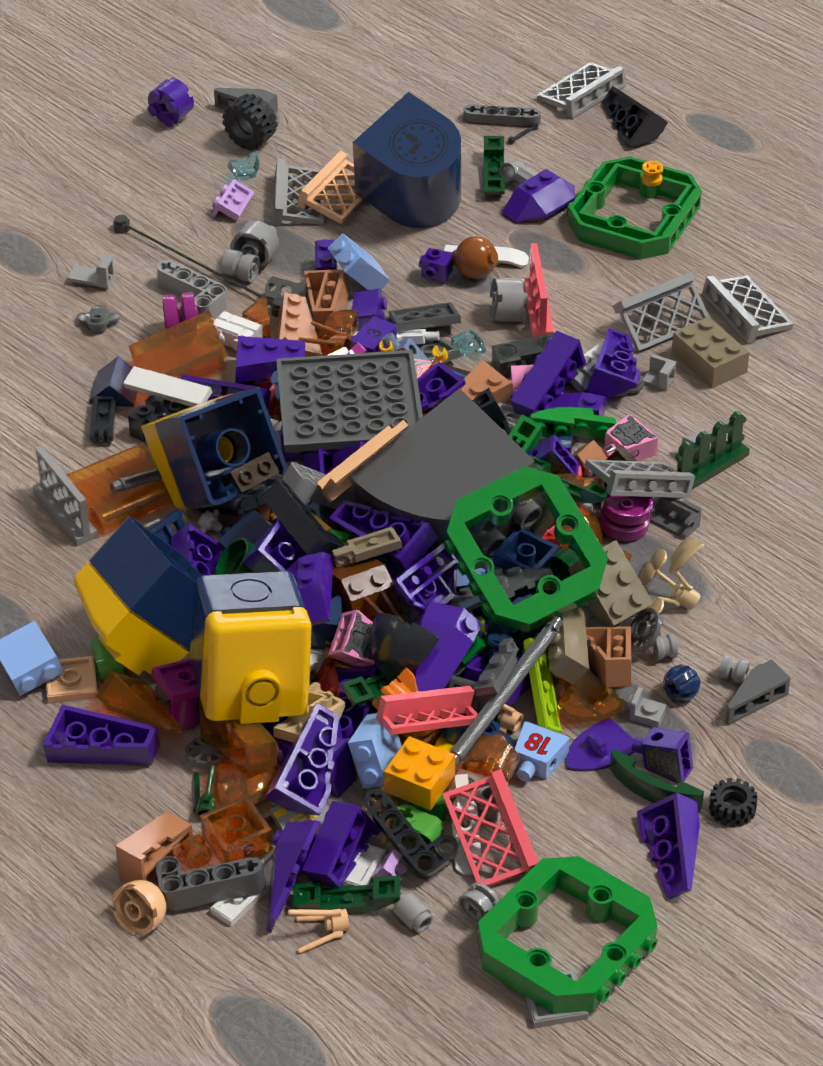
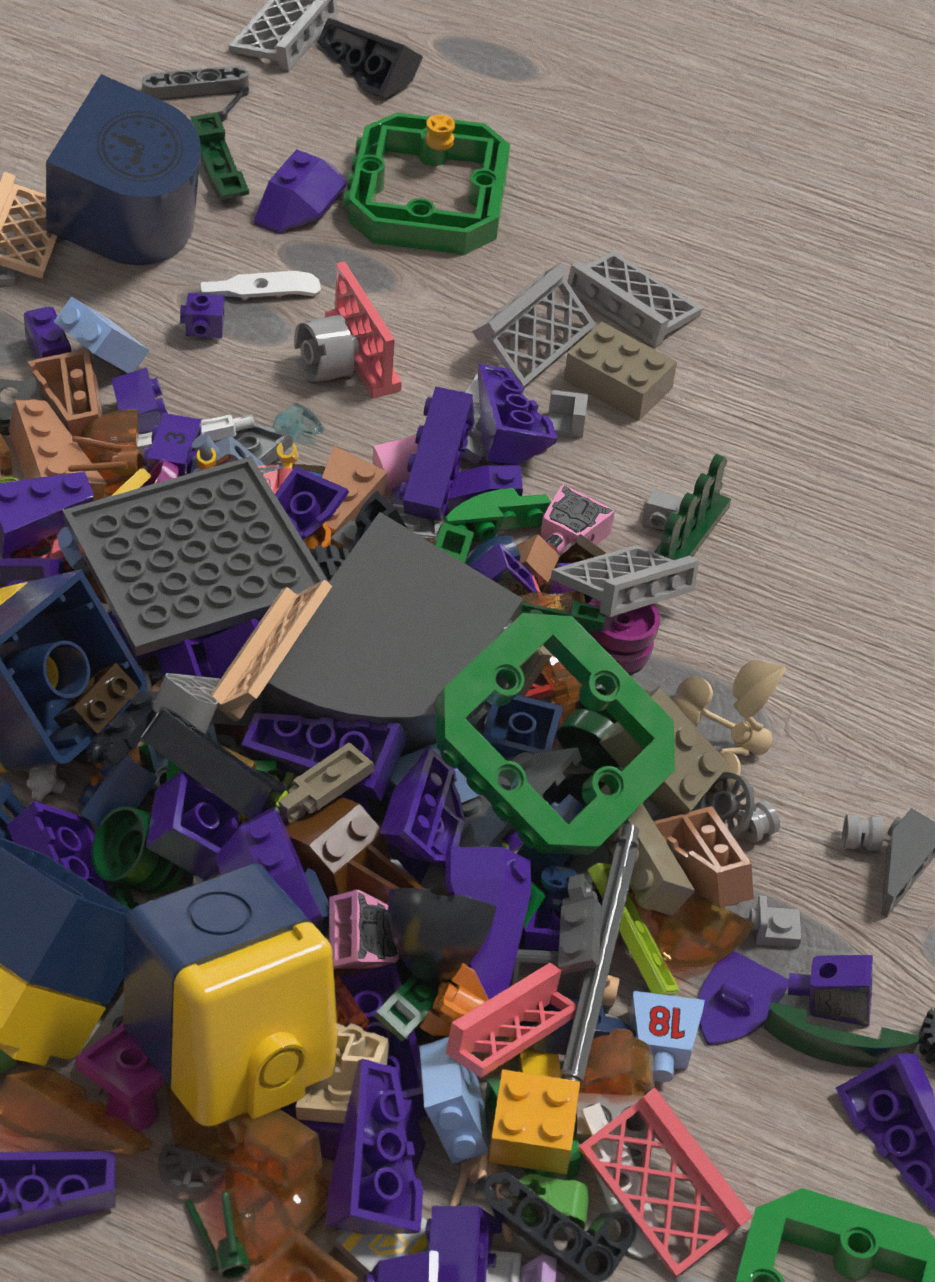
camera: 25 degrees left, 5 degrees up
(424, 316) = (219, 395): dark grey tile -> none
(475, 257) = (255, 295): dark orange brick -> none
(517, 353) = (380, 422): pearl dark grey piece -> none
(520, 173) = (263, 163): light grey piece -> none
(676, 515) = (686, 620): dark grey hinge -> none
(681, 683) = (807, 872): dark blue piece -> none

